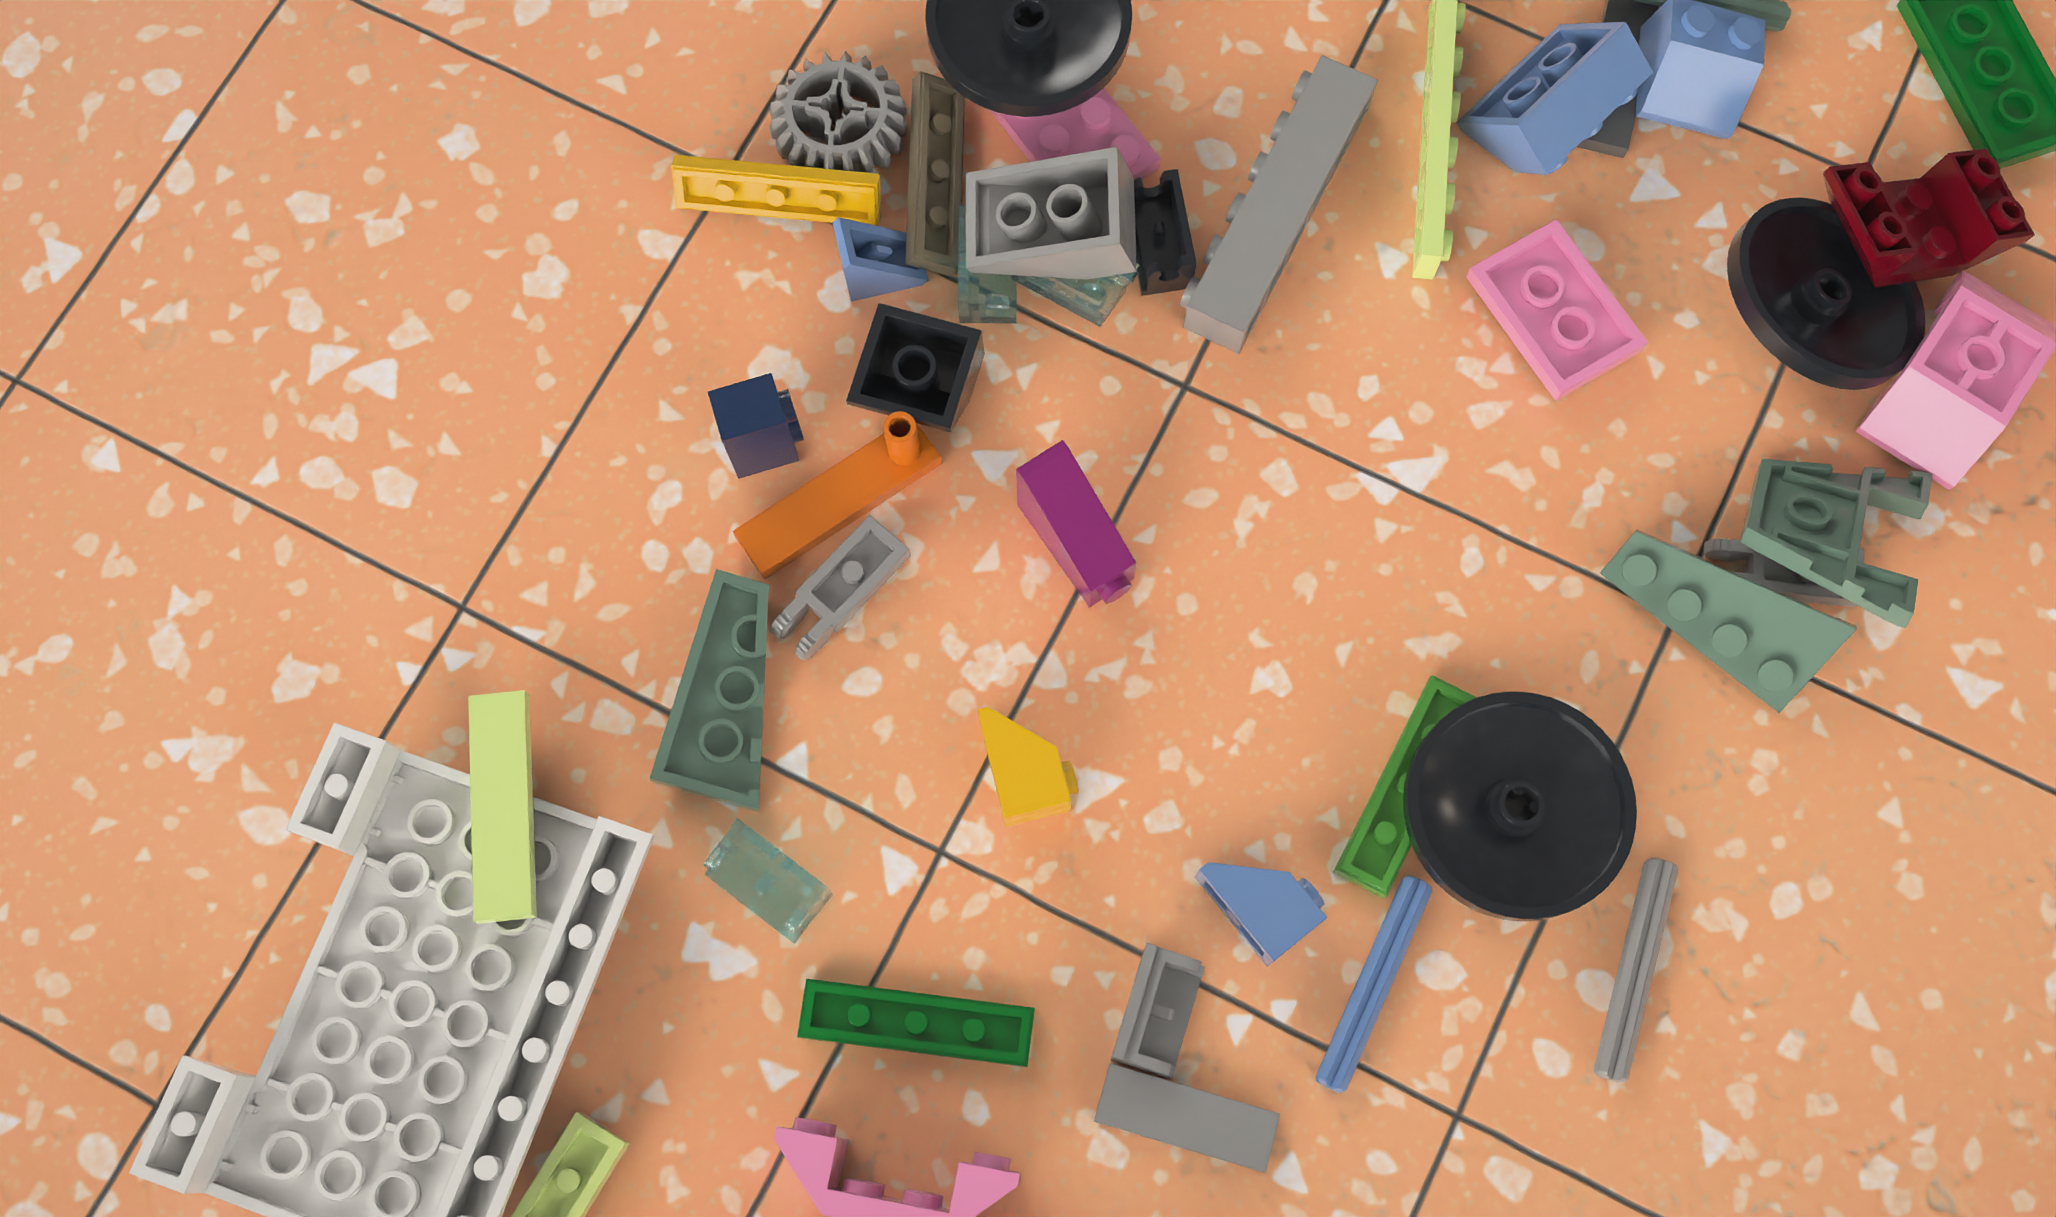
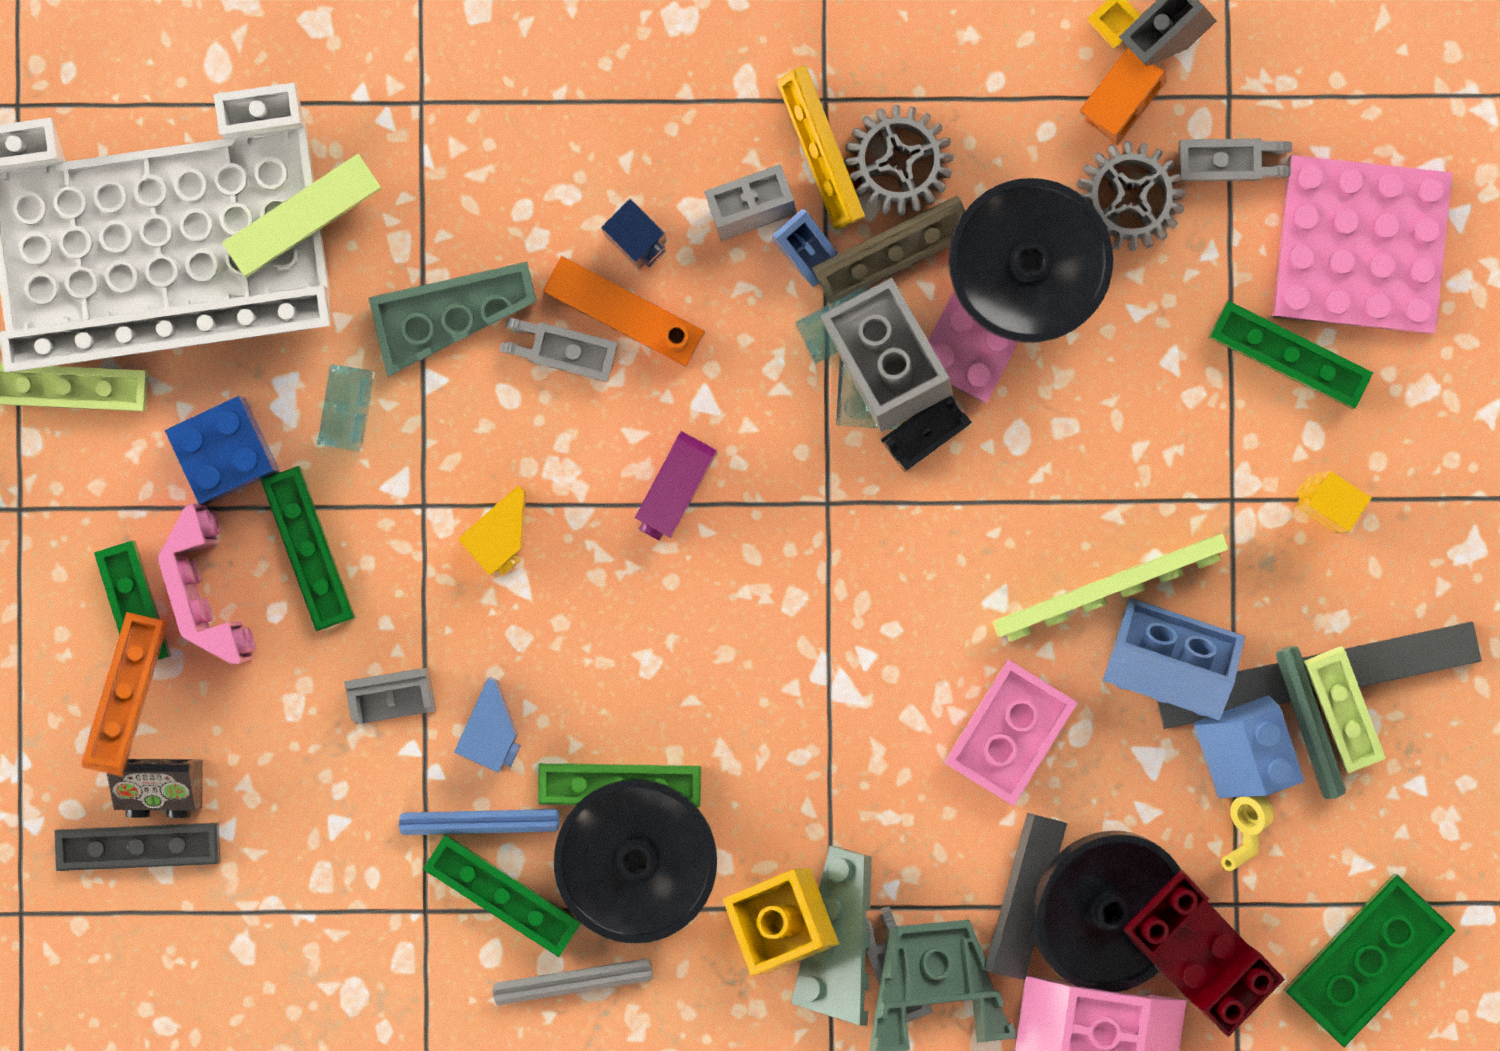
camera: 60 degrees right, 15 degrees up
(732, 1063) = (222, 450): none -> blue brick
(794, 291) = (750, 202): none -> light grey hinge
(917, 367) = (728, 321): black slope -> none
(1187, 1117) = (336, 745): light grey tile -> none
(1278, 204) = (993, 503): light grey brick -> none
(1484, 1001) = (502, 895): none -> green plate
(1680, 664) = (780, 921): none -> yellow brick
(1762, 384) = (1013, 934): none -> dark grey tile
(1785, 113) = (1251, 817): none -> light yellow plate

